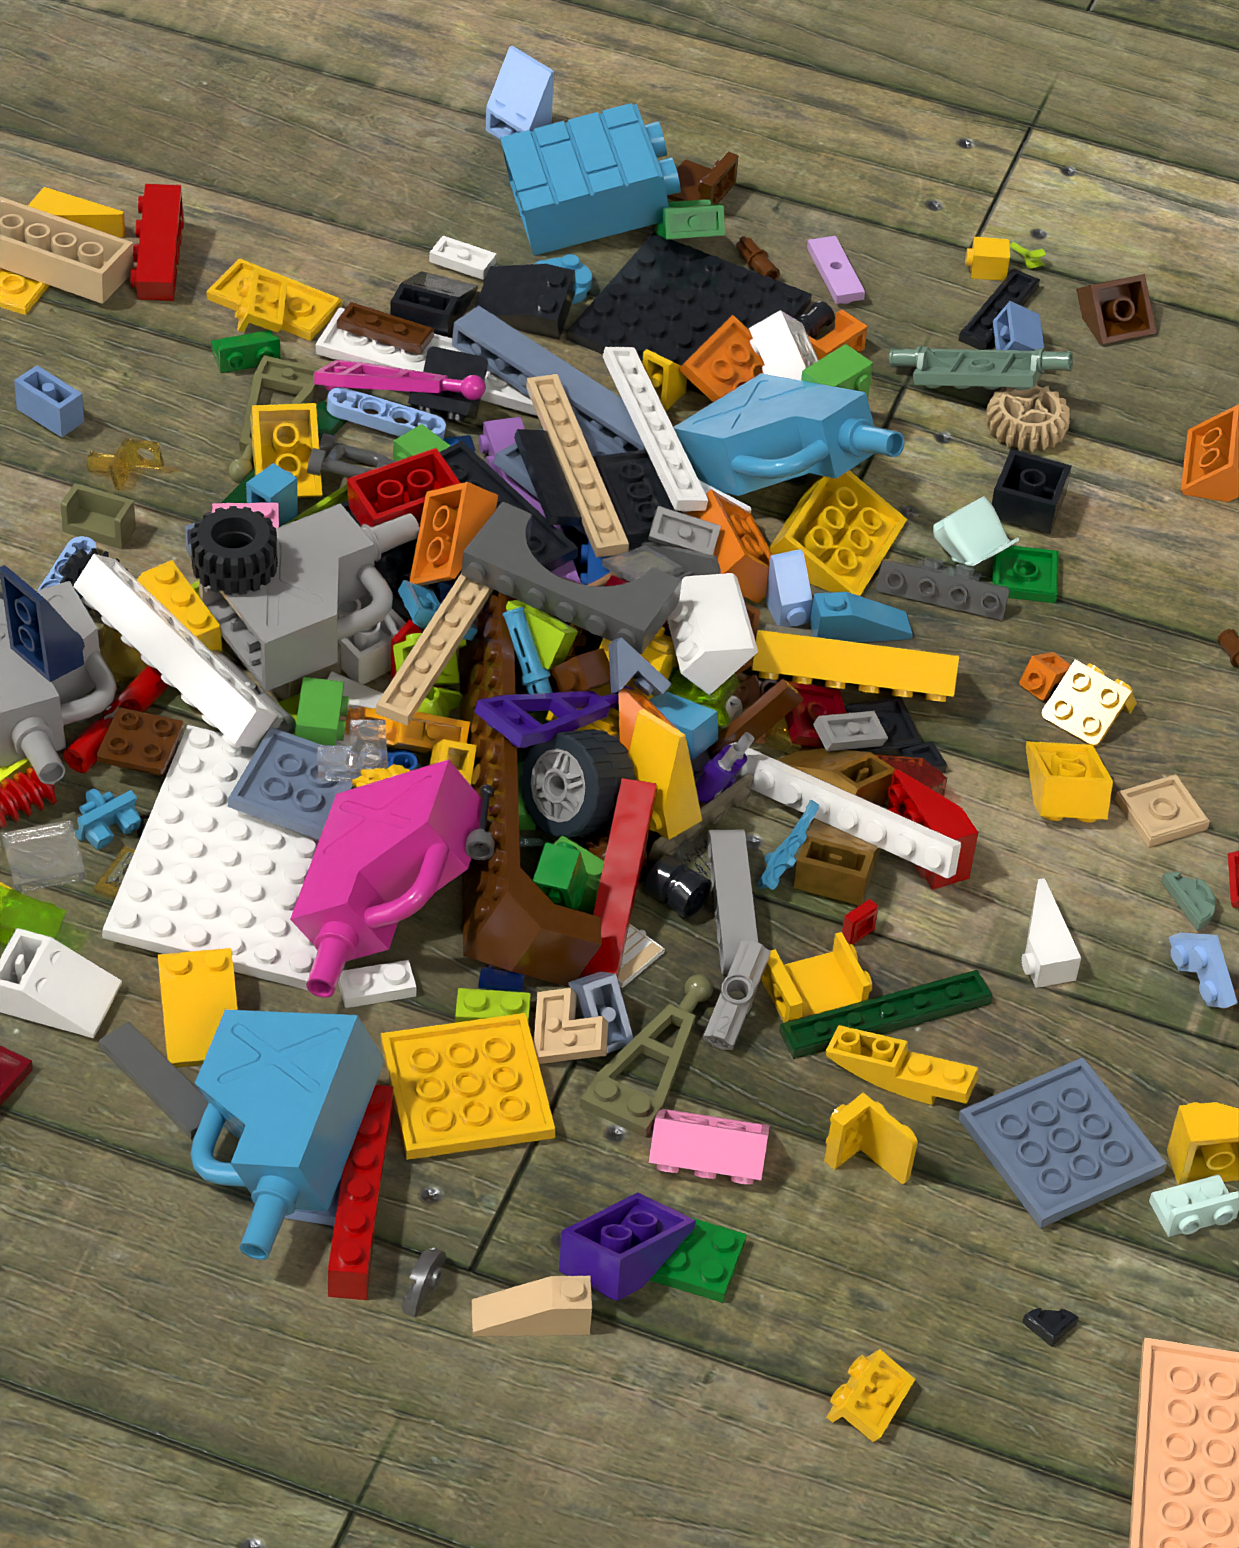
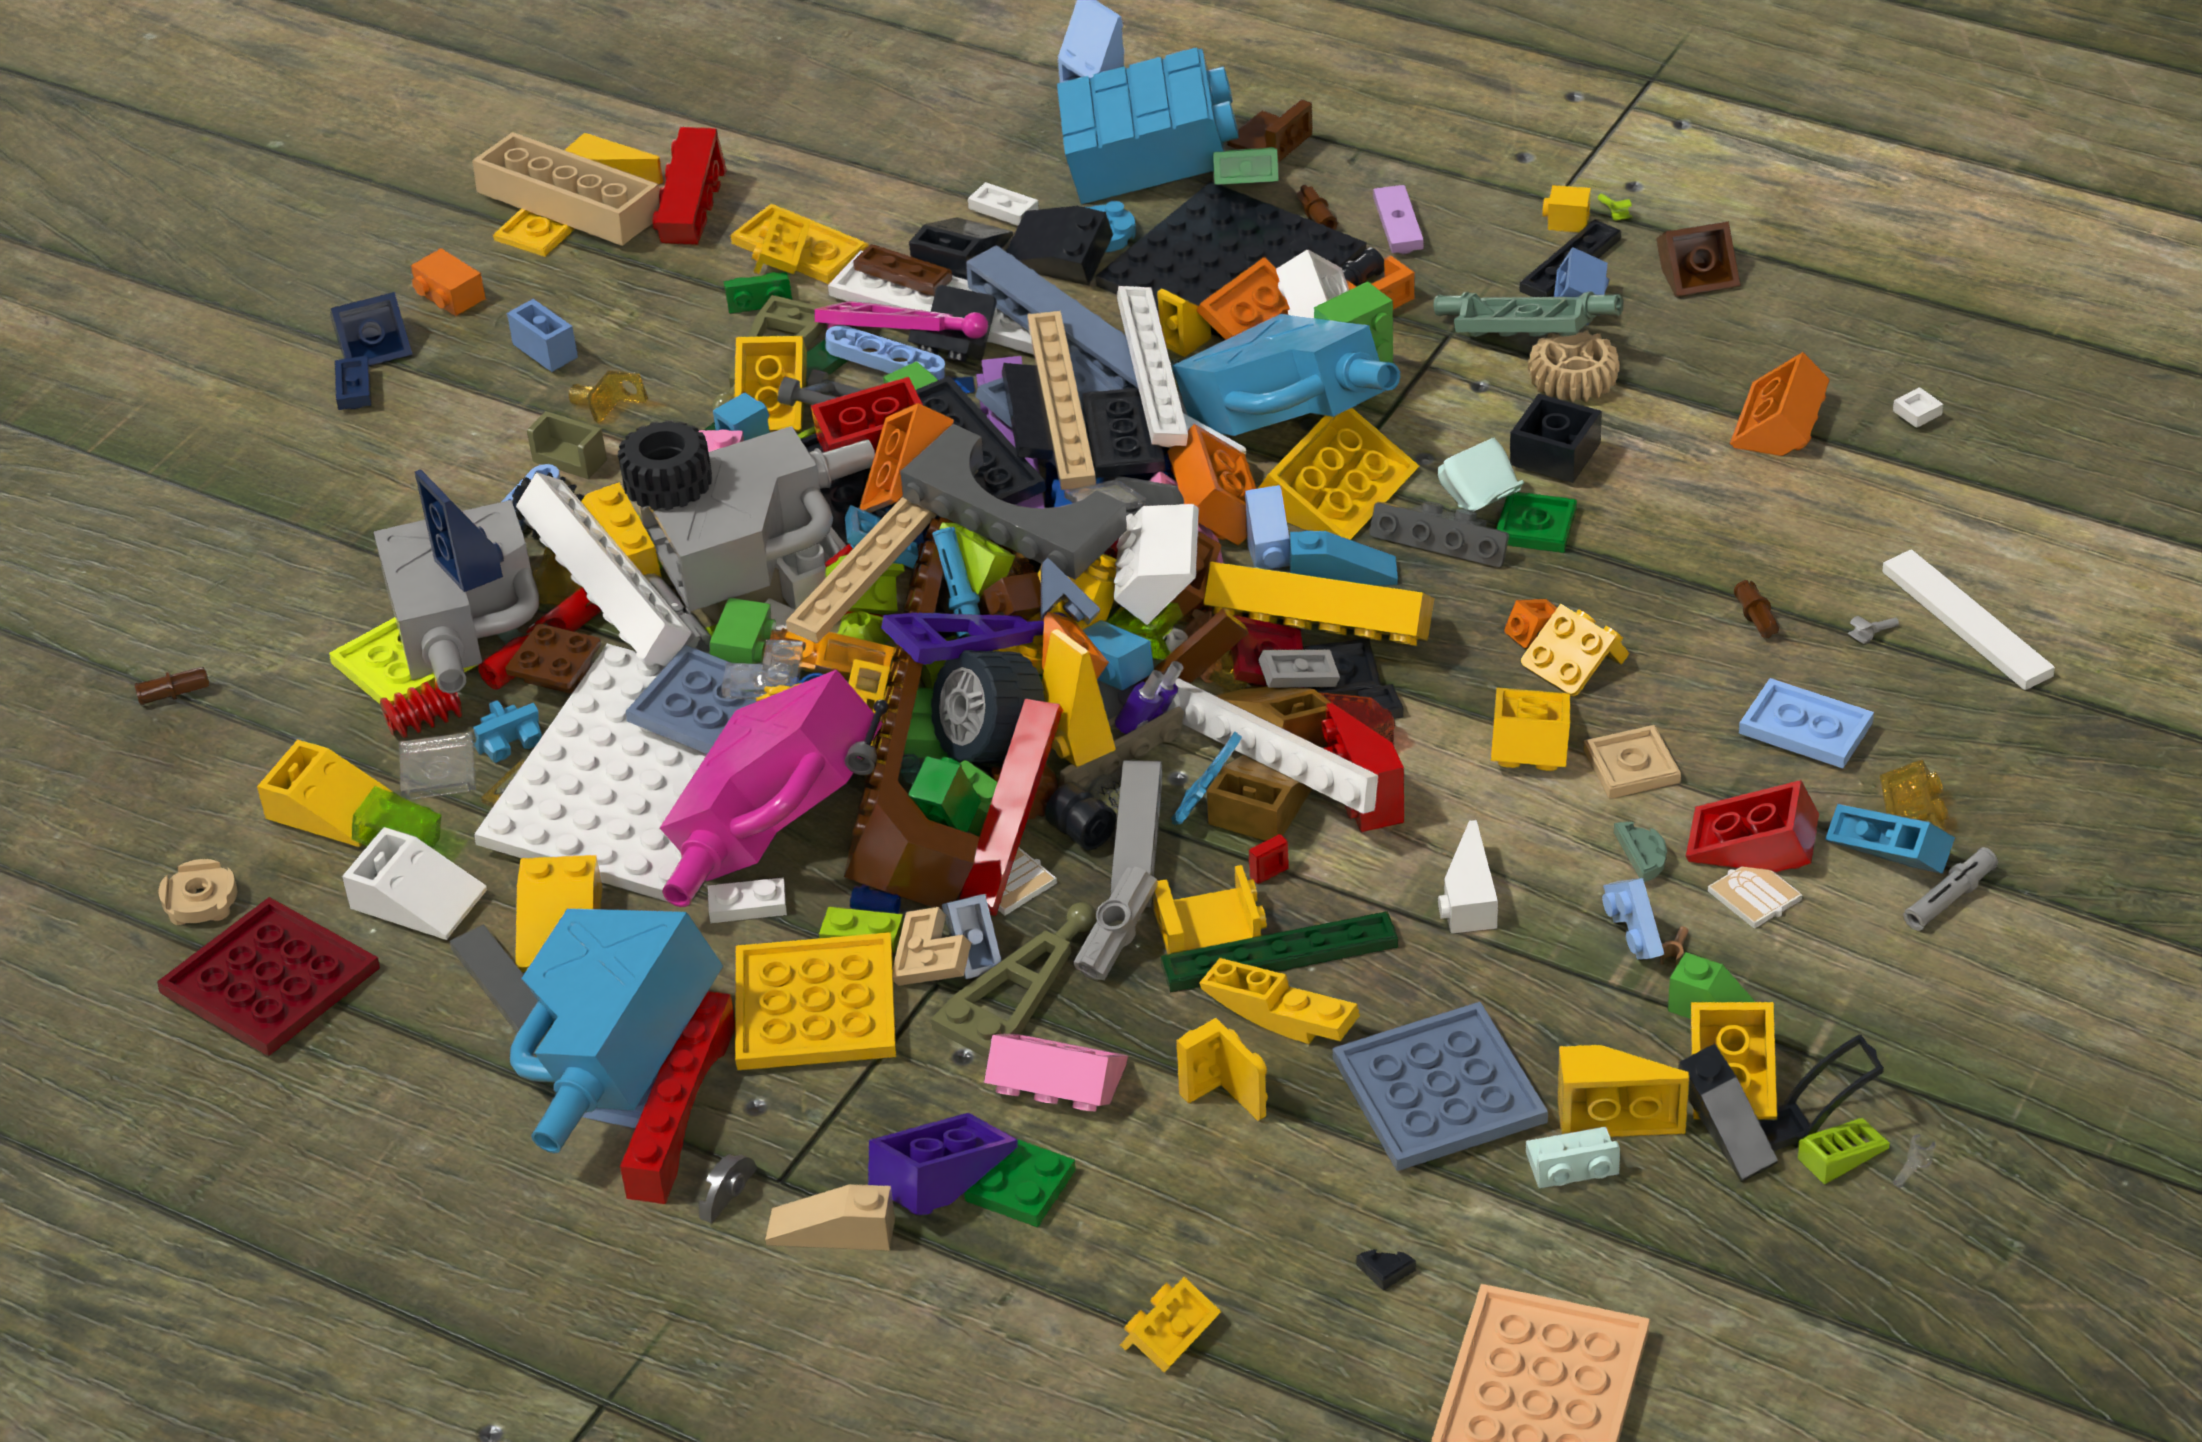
camera: 15 degrees right, 5 degrees down
(683, 531) = (1156, 464): light grey plate -> none

